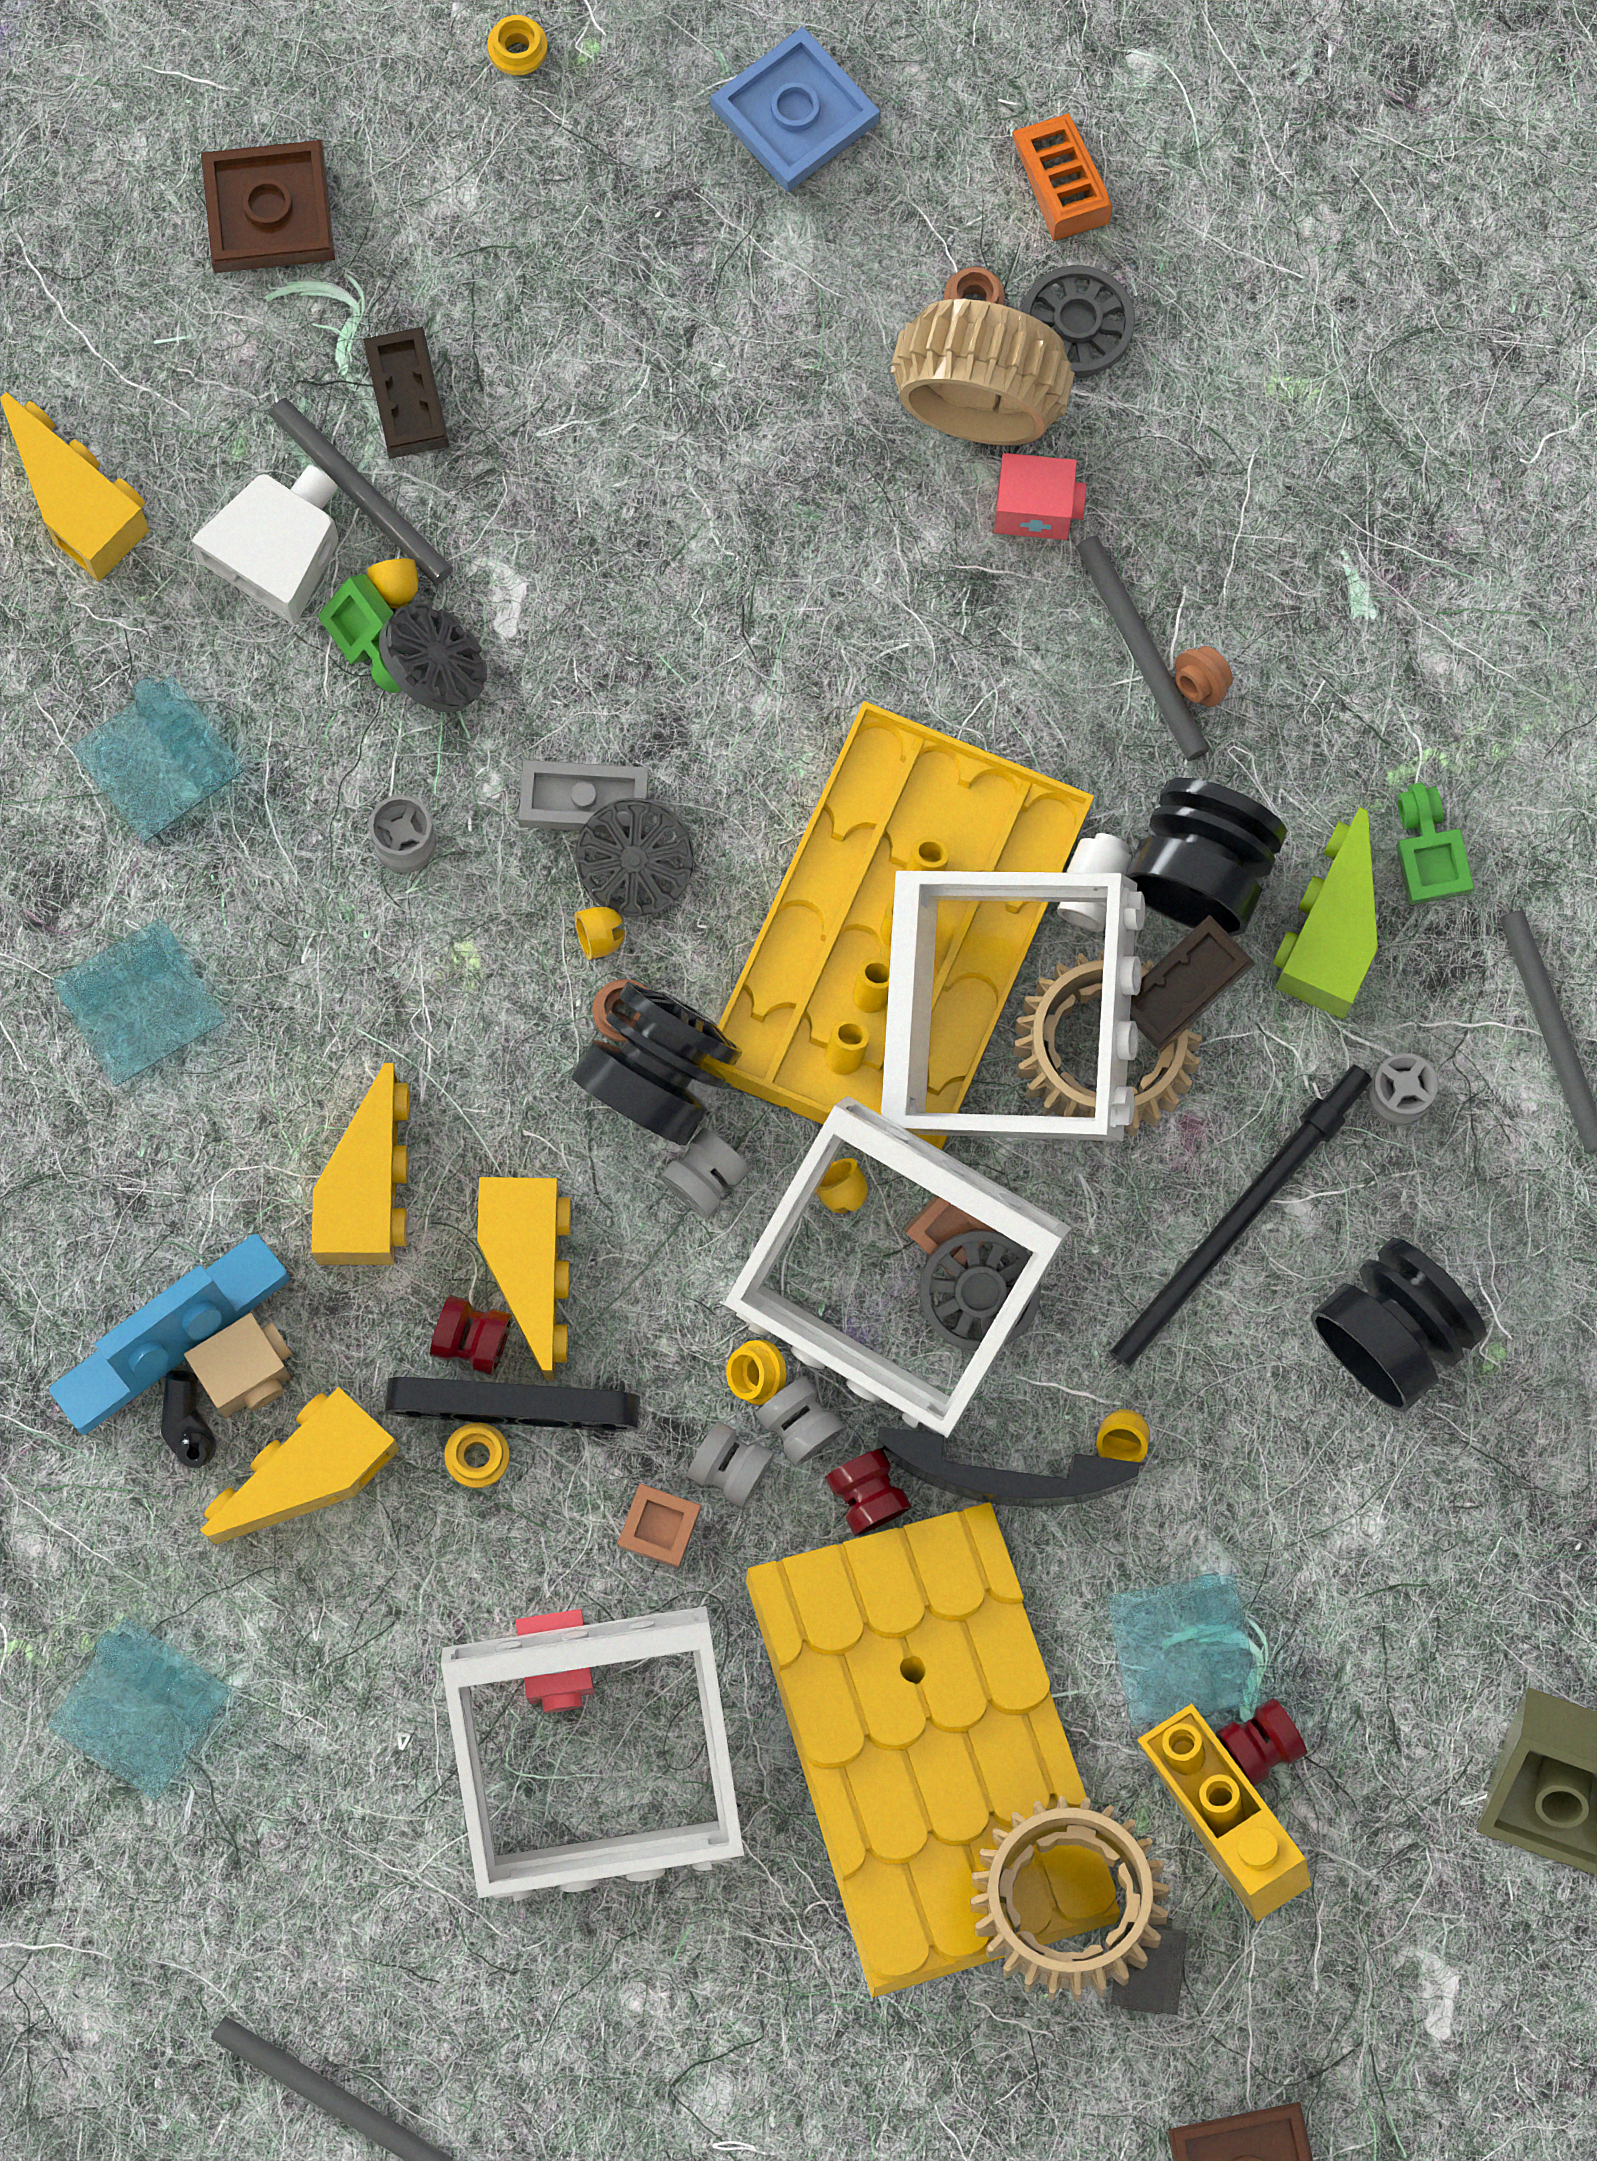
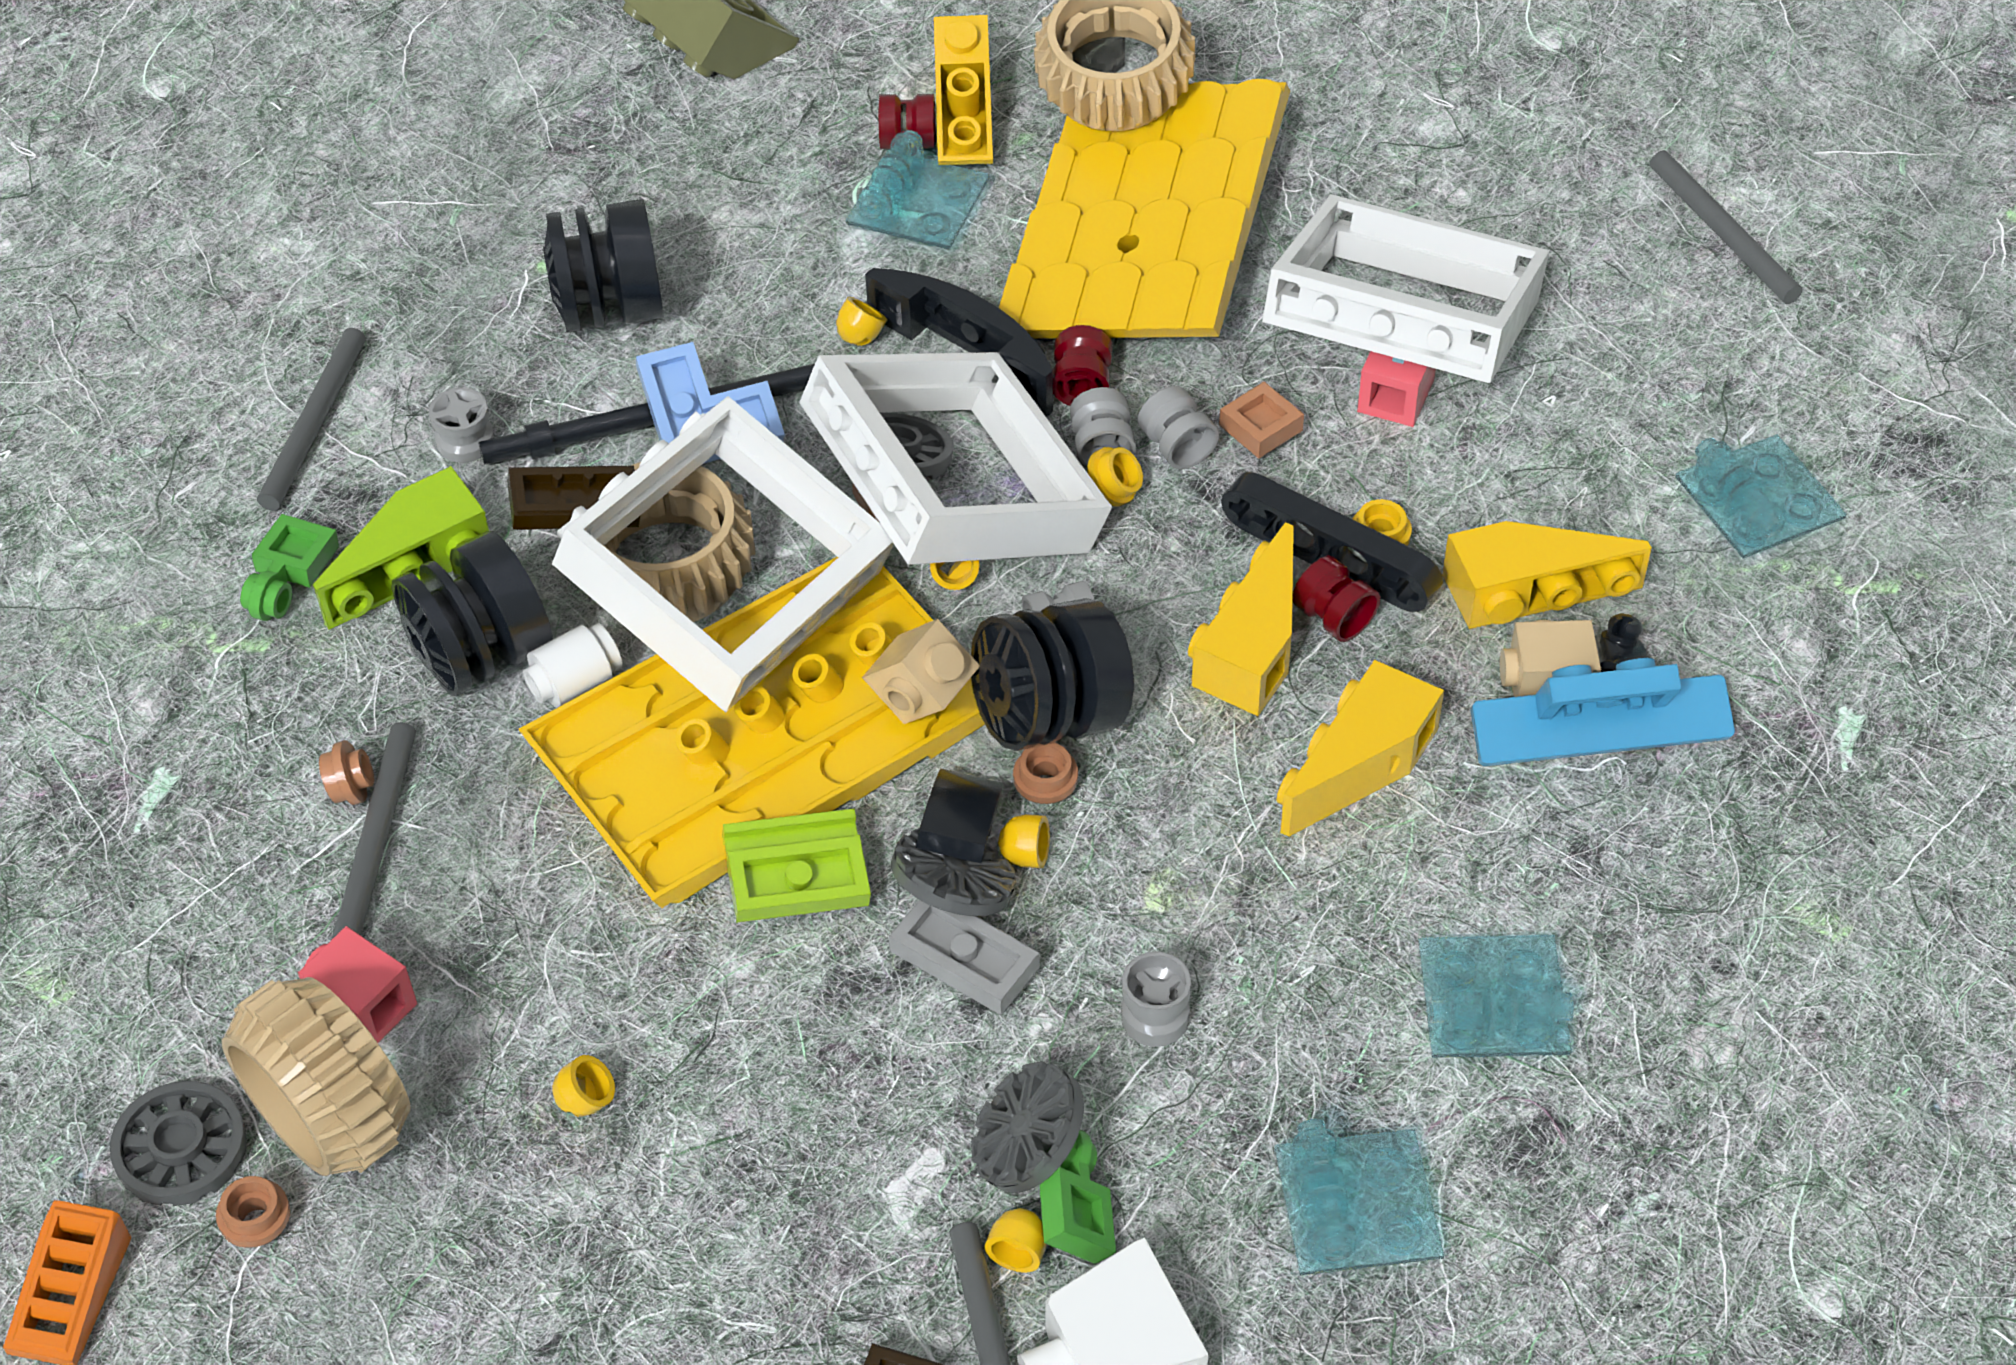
camera: 145 degrees left, 25 degrees down
(660, 909) = (959, 815): none -> black slope
(768, 793) = (795, 865): none -> lime plate
(769, 1000) = (921, 671): none -> tan brick
(796, 524) = (588, 1092): none -> yellow hinge
(1181, 1206) = (678, 389): none -> light blue plate

